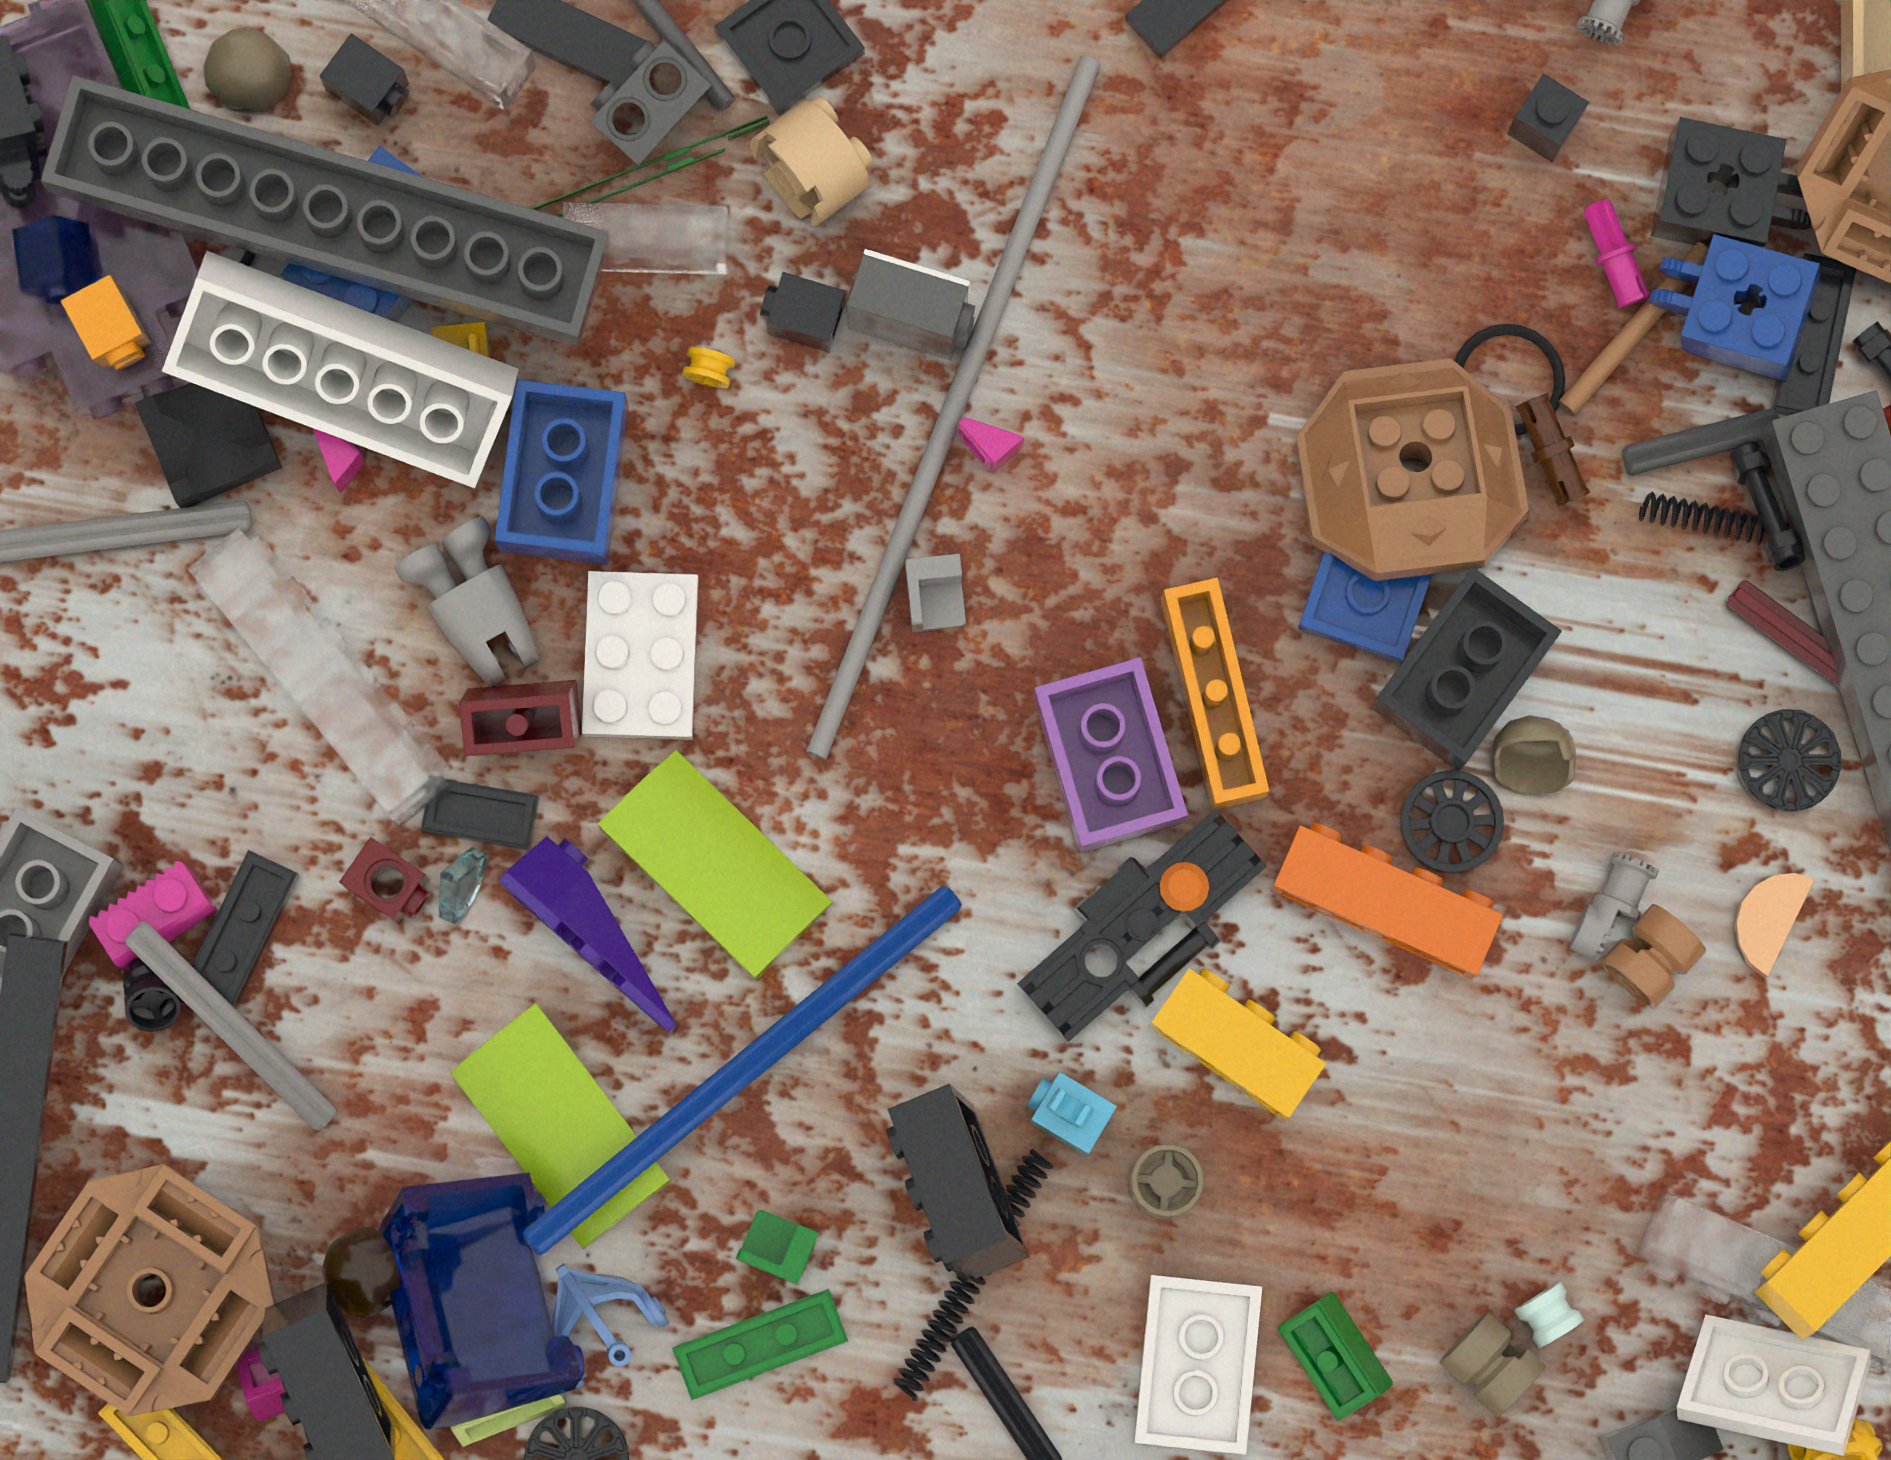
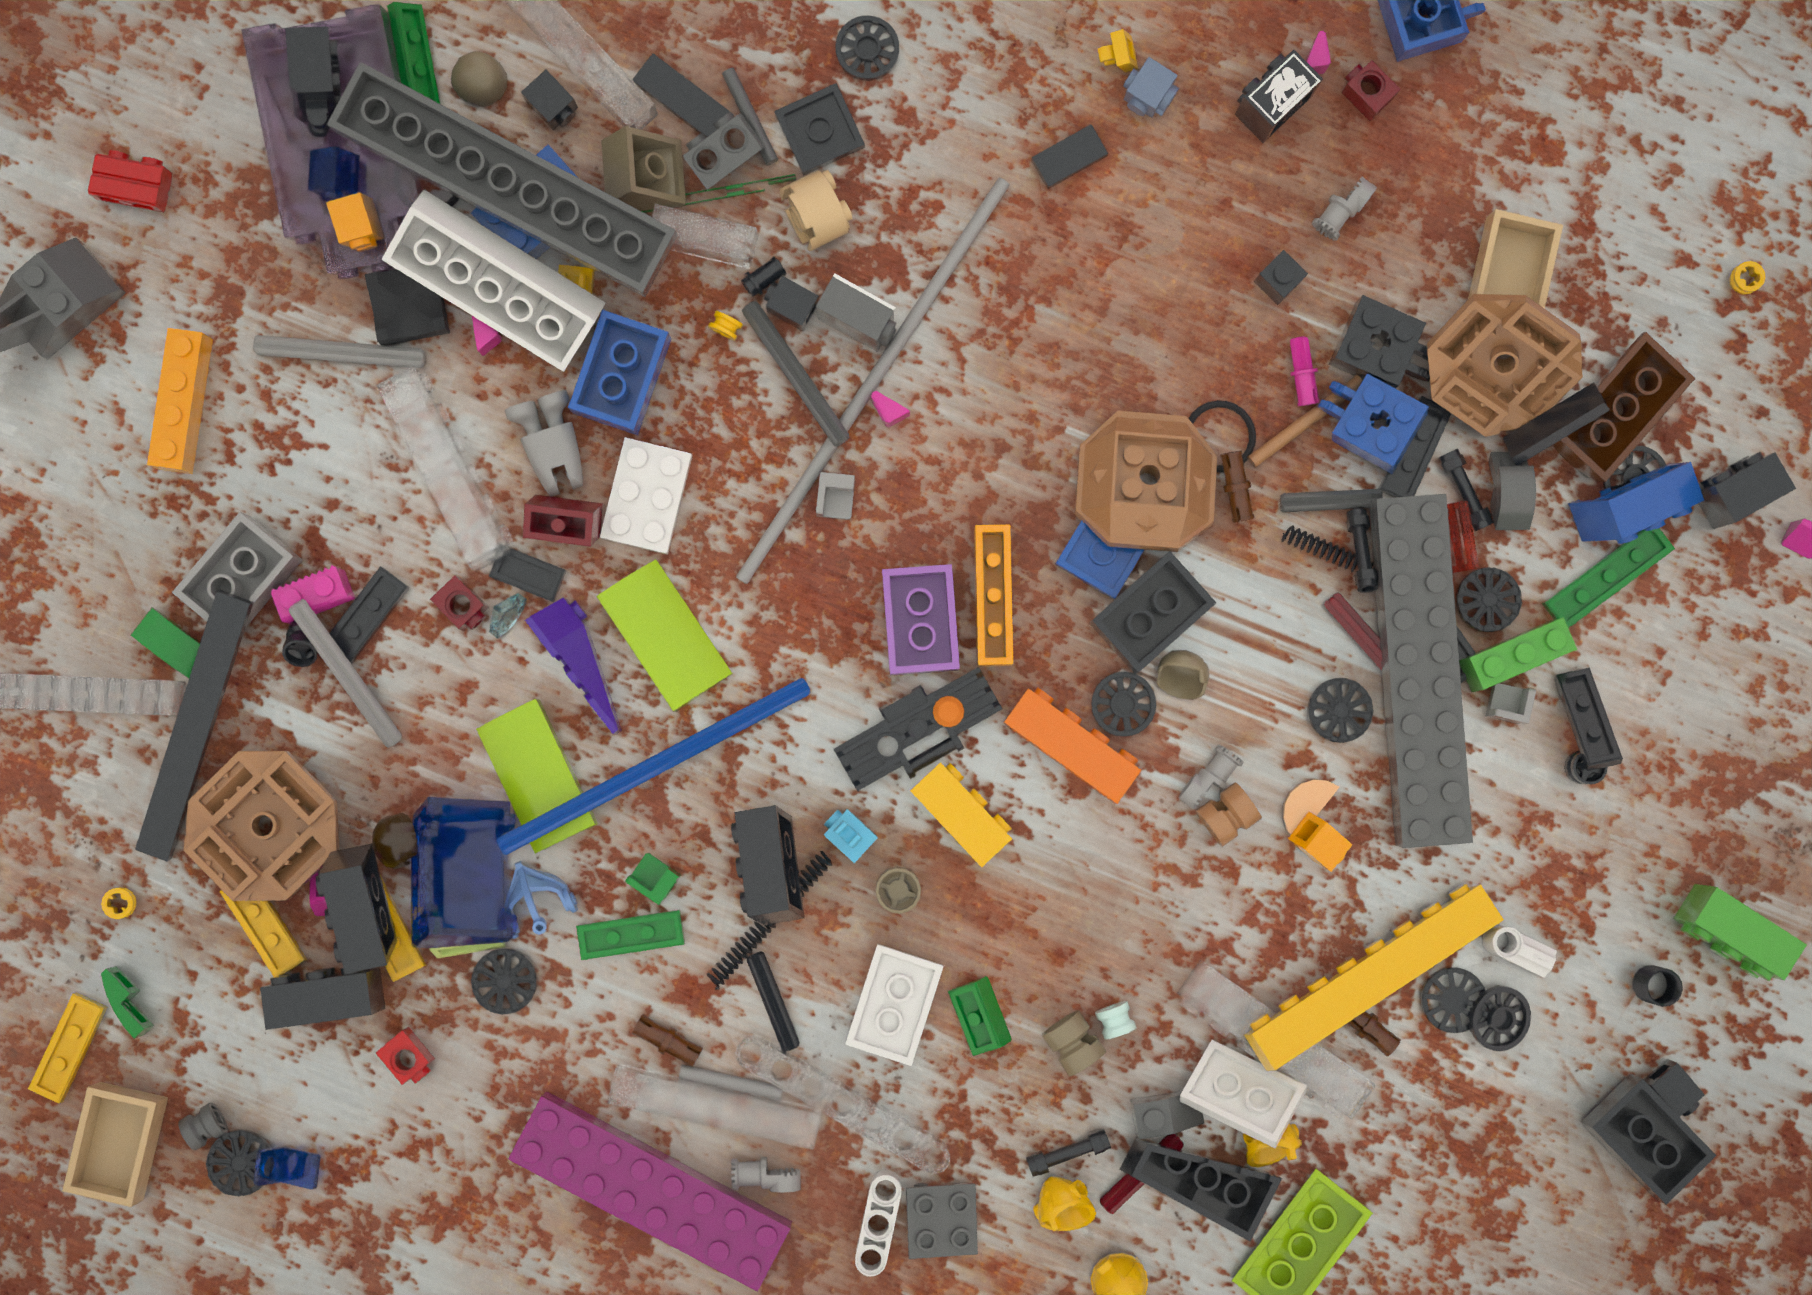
camera: 10 degrees right, 5 degrees up
(532, 152) = (643, 169): none -> dark tan slope
(751, 281) = (763, 277): none -> black pin
(833, 418) = (795, 373): none -> dark grey axle
(1804, 968) = (1320, 841): none -> light orange brick

